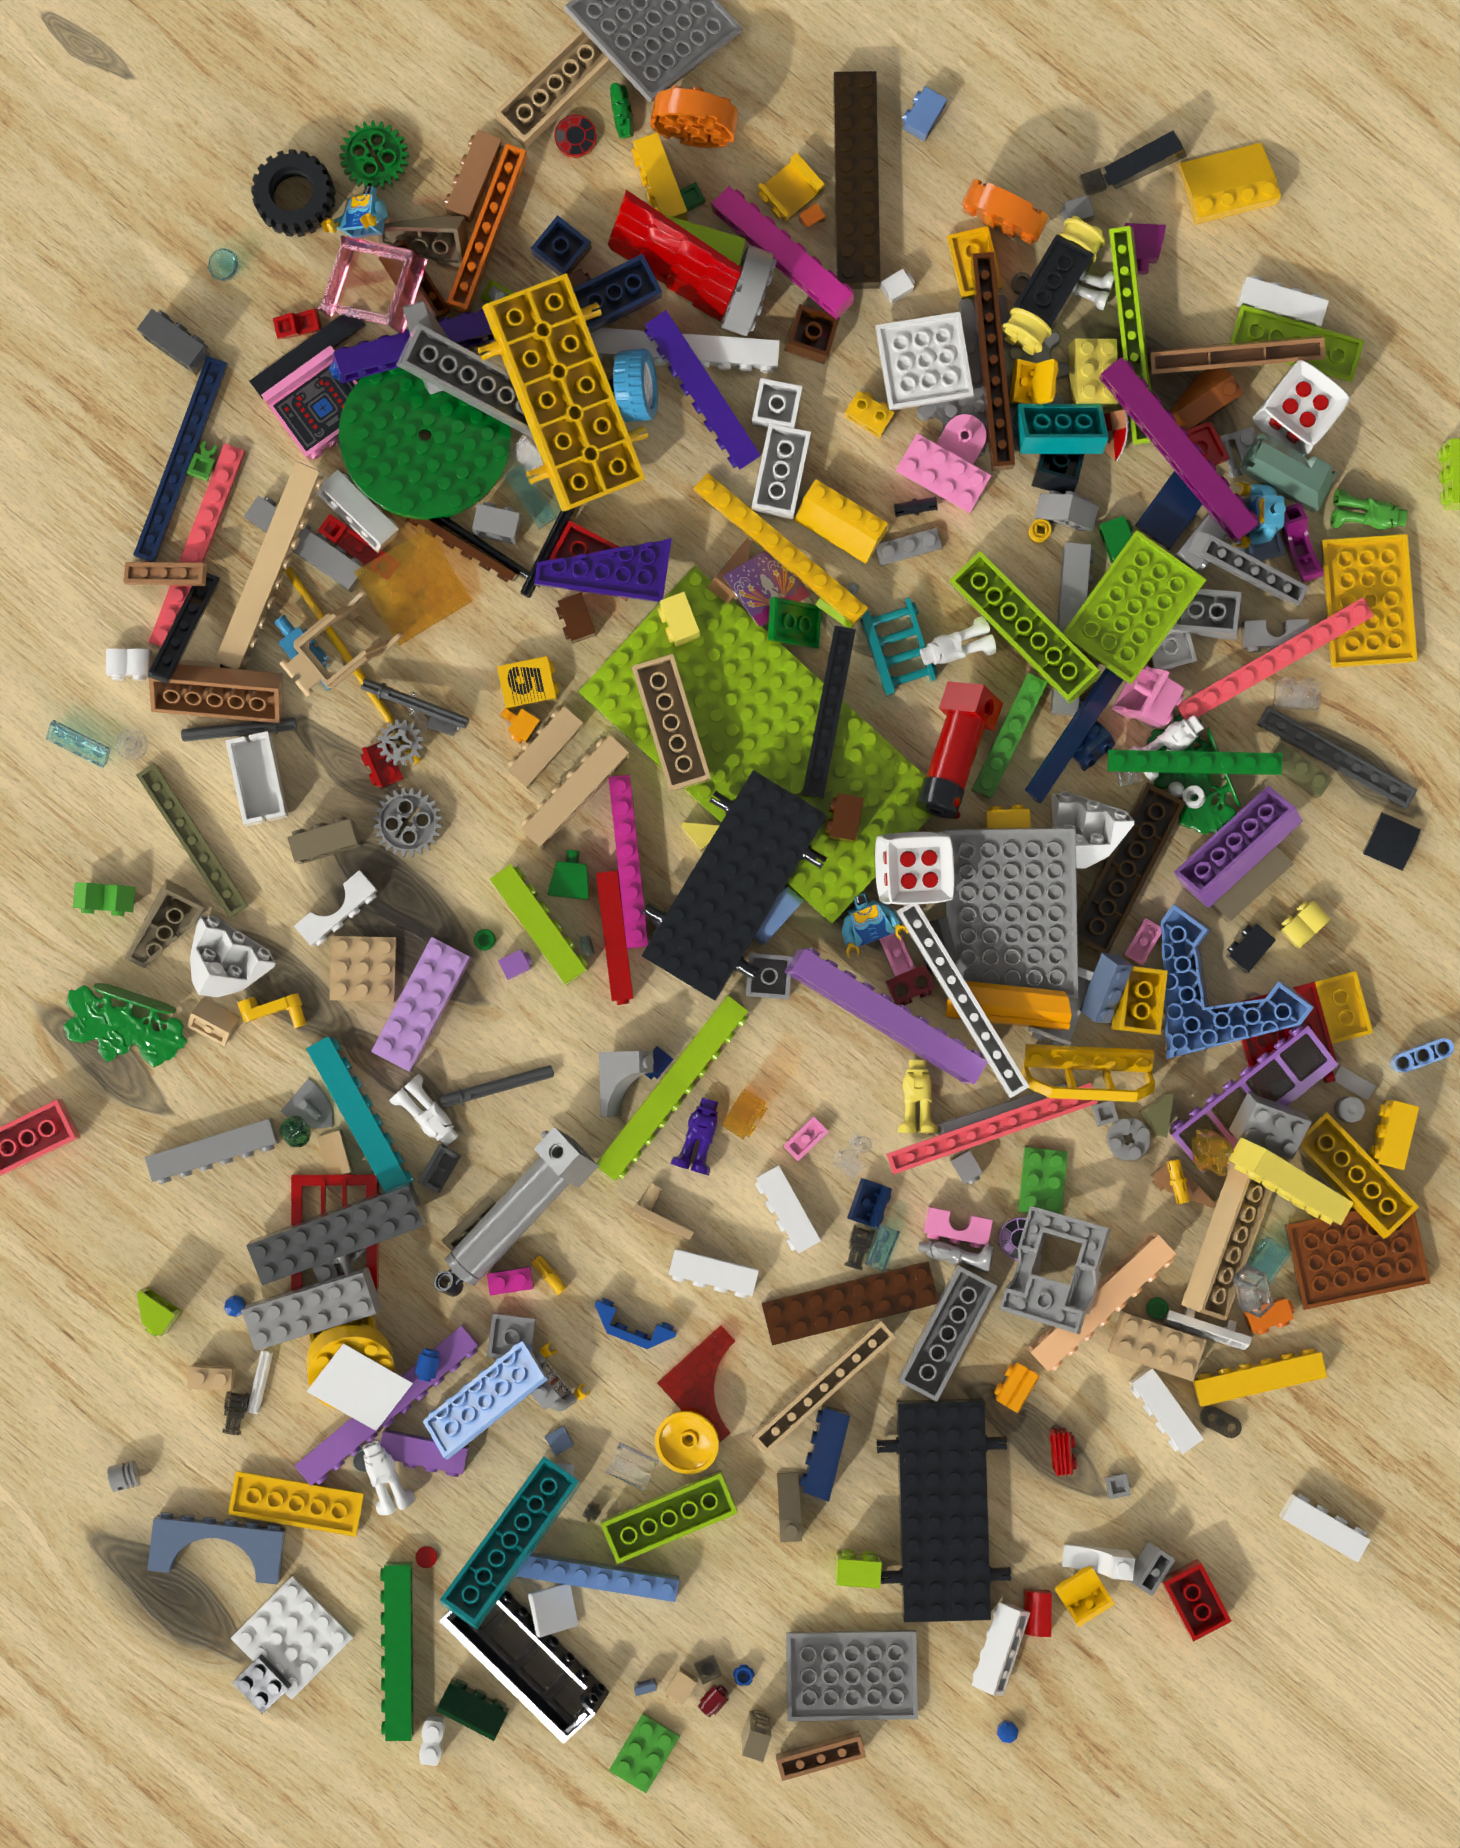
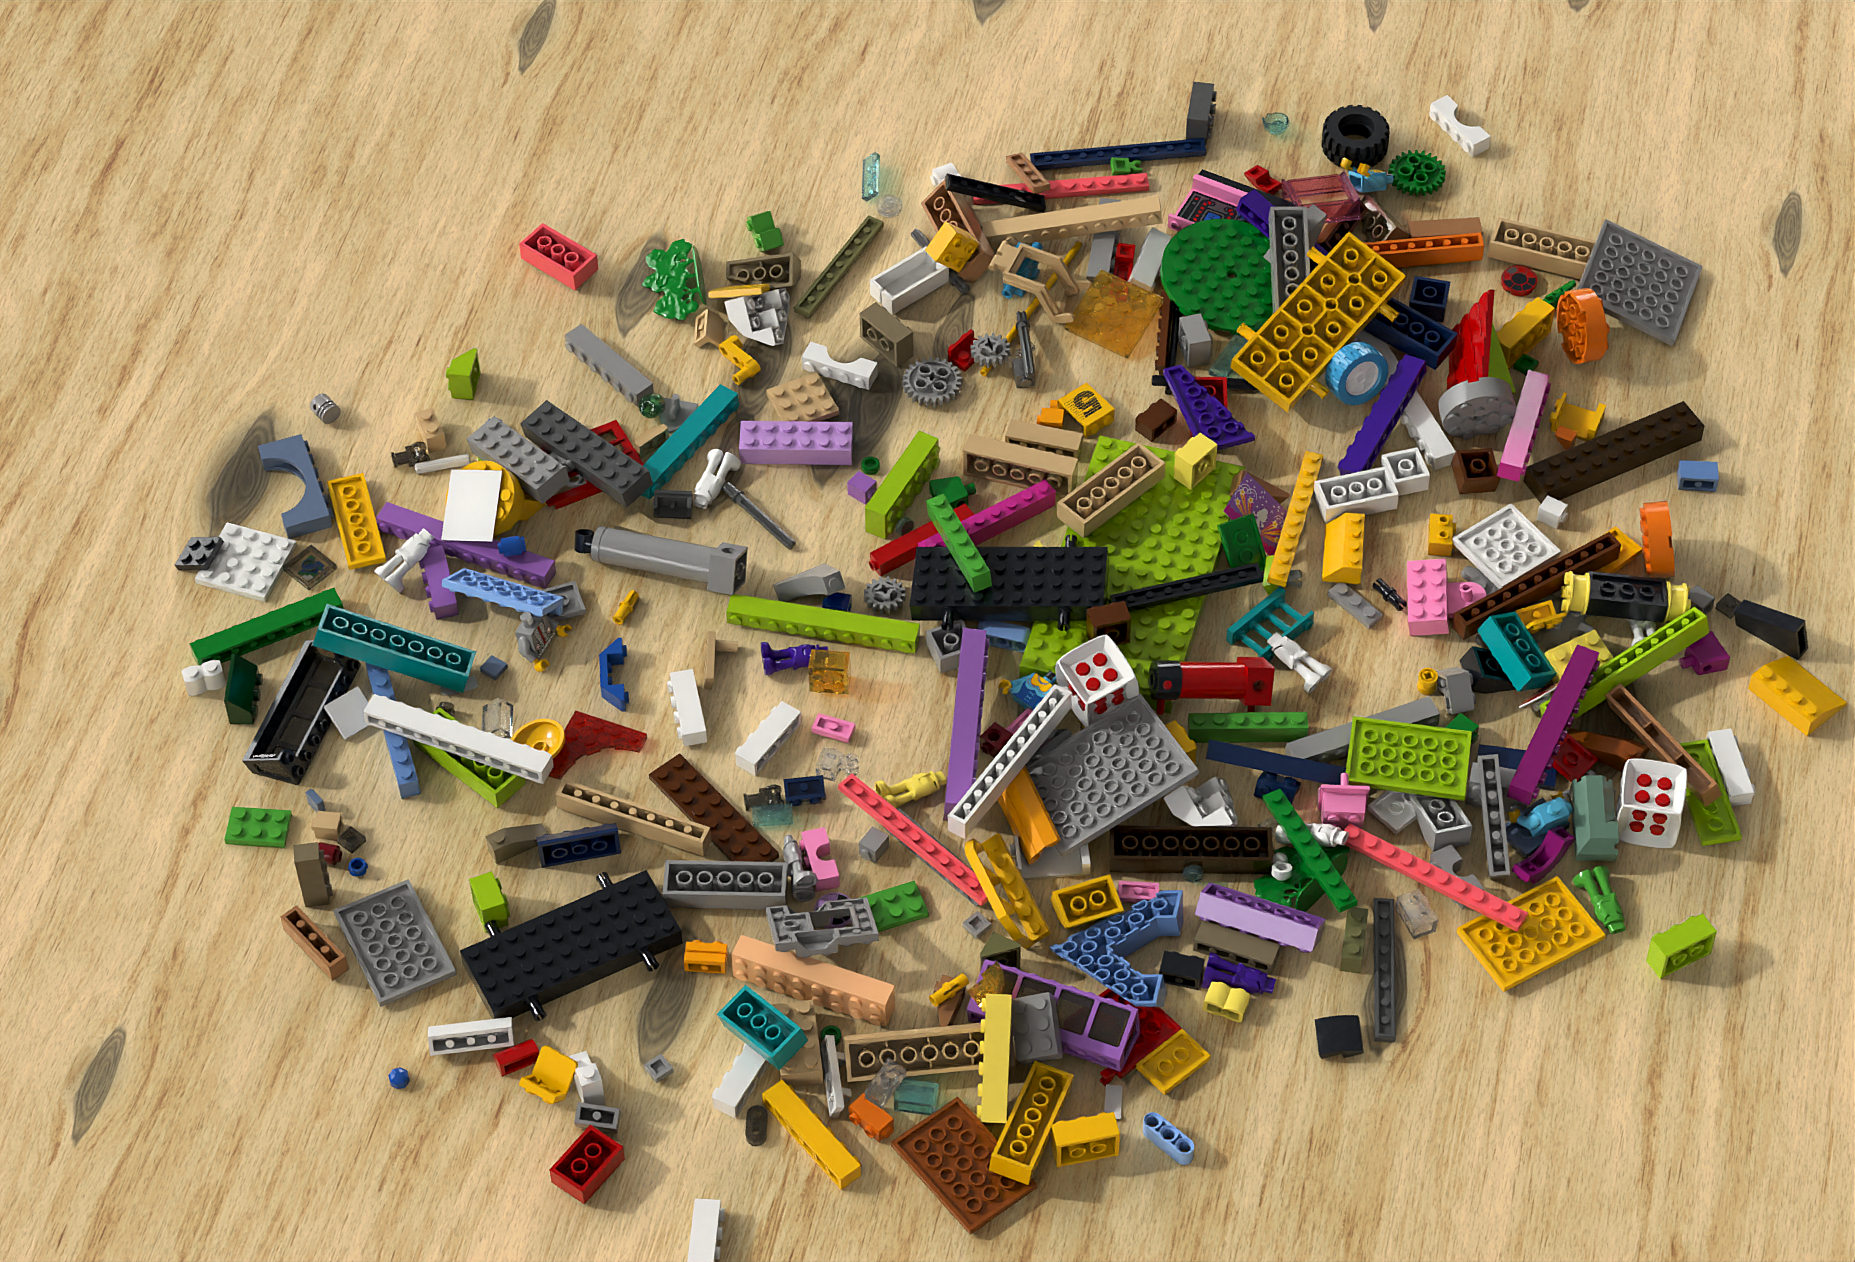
camera: 70 degrees right, 35 degrees down
(182, 968) = (735, 291): none -> yellow tile
(253, 718) = (952, 246): none -> yellow brick
(332, 1574) = (309, 567): none -> clear smoke tile
(355, 69) = (1471, 139): none -> white arch
(510, 1280) = (608, 581): dark pink brick -> none
(657, 1006) = (884, 595): none -> light grey gear
(657, 1525) = (458, 738): none -> white brick
(673, 917) = (959, 543): none -> bright green brick
(1025, 627) = (1340, 692): lime brick -> none
(1062, 1458) = (667, 1006): red brick -> none
(1106, 988) = (1082, 870): sand blue brick -> none
(1117, 1144) = (961, 943): light grey plate -> none
(1144, 1380) = (762, 1027): none -> teal brick
(1150, 880) = (1193, 873): none -> clear light blue tile
(1290, 892) = (1246, 977): none -> dark purple piece
(1349, 1109) = (1087, 1100): light grey piece -> none

